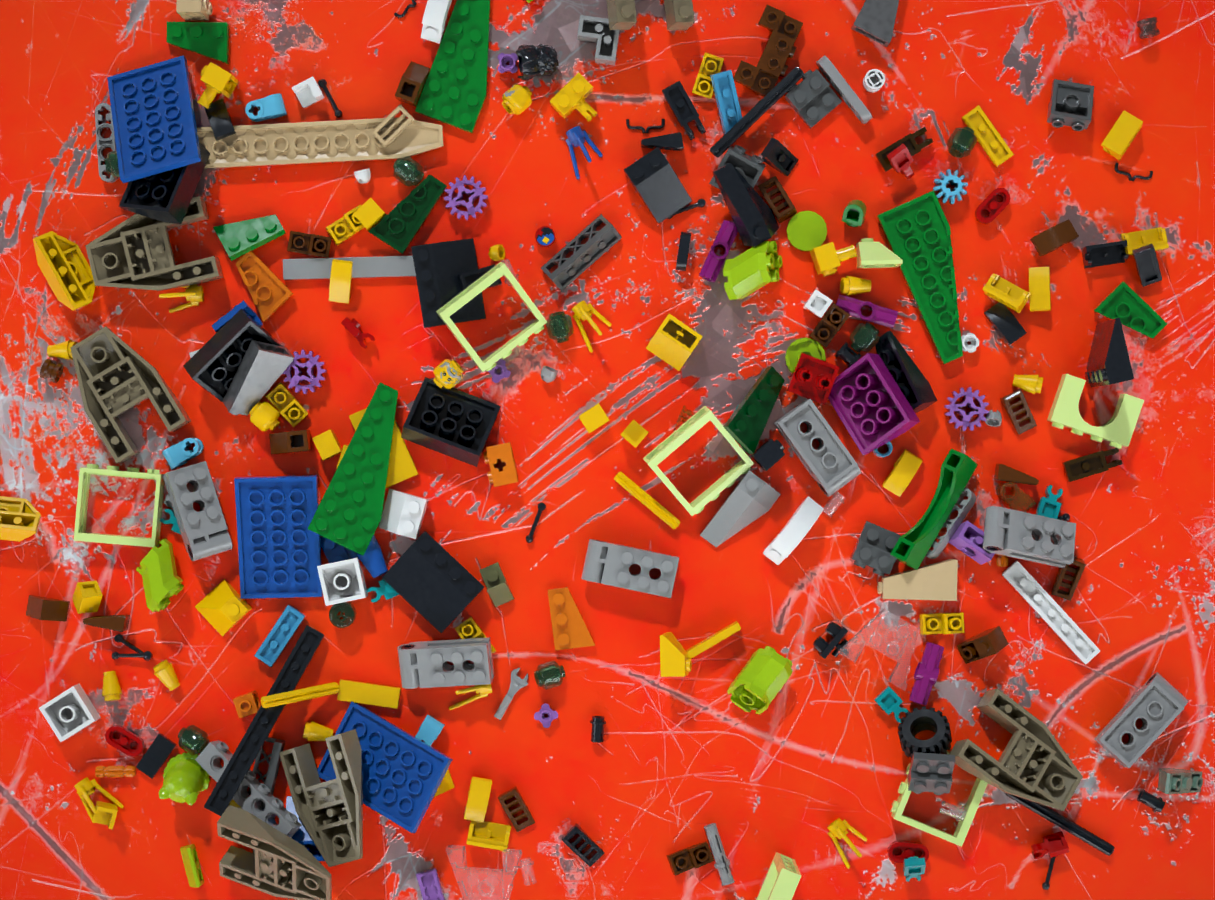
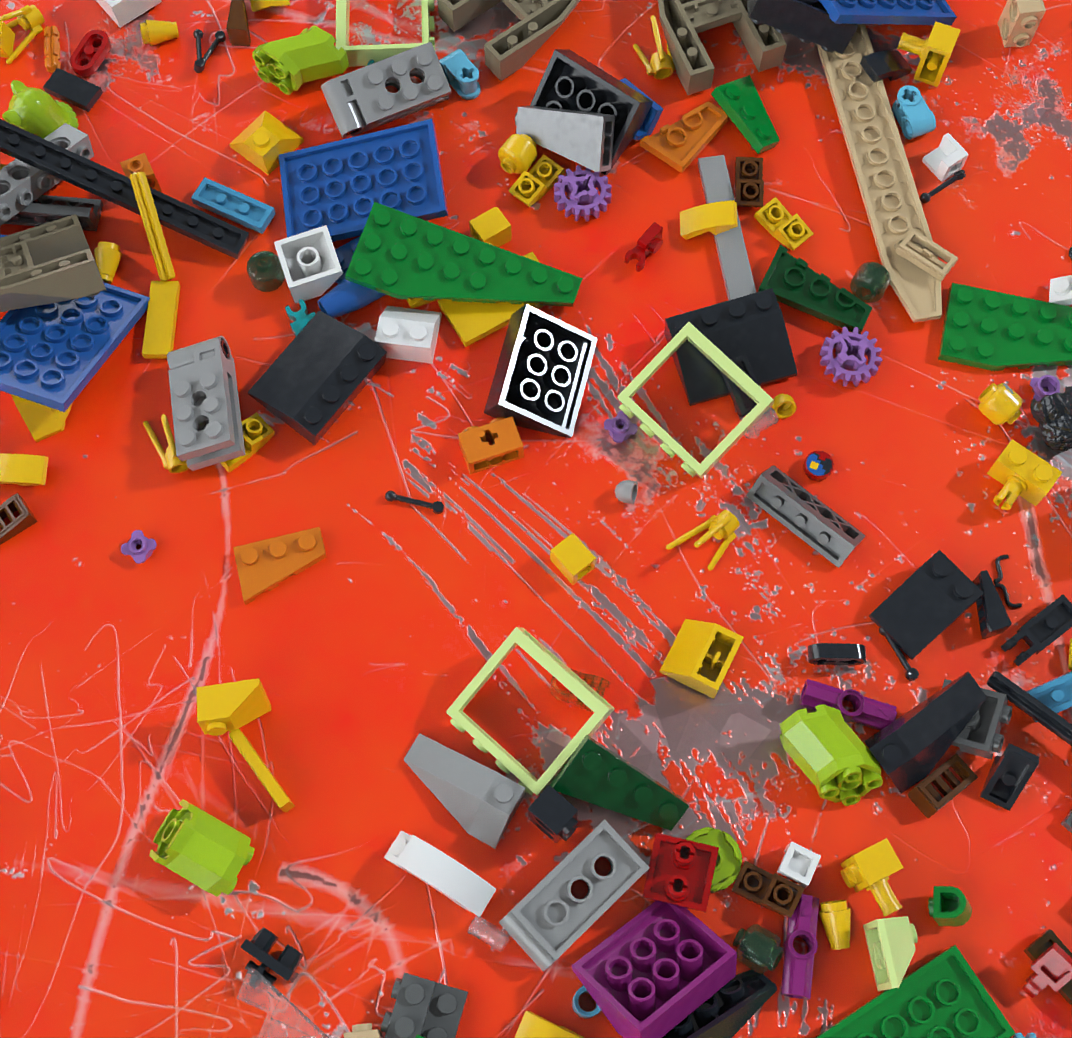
camera: 85 degrees right, 20 degrees down
(166, 674) = (175, 87): yellow cone -> none
(193, 739) = (93, 121): head -> none
(201, 37) = (981, 40): green wing -> none
(290, 441) = (489, 188): reddish brown slope -> none
(363, 176) = (852, 232): white hinge -> none
(369, 214) = (804, 242): yellow panel -> none
(412, 83) = (987, 271): reddish brown slope -> none
(429, 730) = (108, 394): medium azure piece -> none
(448, 374) = (606, 361): yellow head -> none
(496, 584) = (318, 462): olive slope -> none
(516, 684) = (182, 503): light grey piece -> none
(549, 675) = (196, 542): head -> none
(559, 326) = (696, 496): head -> none
(577, 138) = (963, 489): blue plant -> none
(597, 728) = (127, 619): black pin -> none
(610, 565) = (360, 608): light grey hinge -> none
(634, 433) = (557, 618): yellow panel -> none
(647, 500) = (462, 650): yellow axle -> none
(806, 230) = (909, 834): lime tile -> none
(847, 355) = (727, 923): black bush -> none

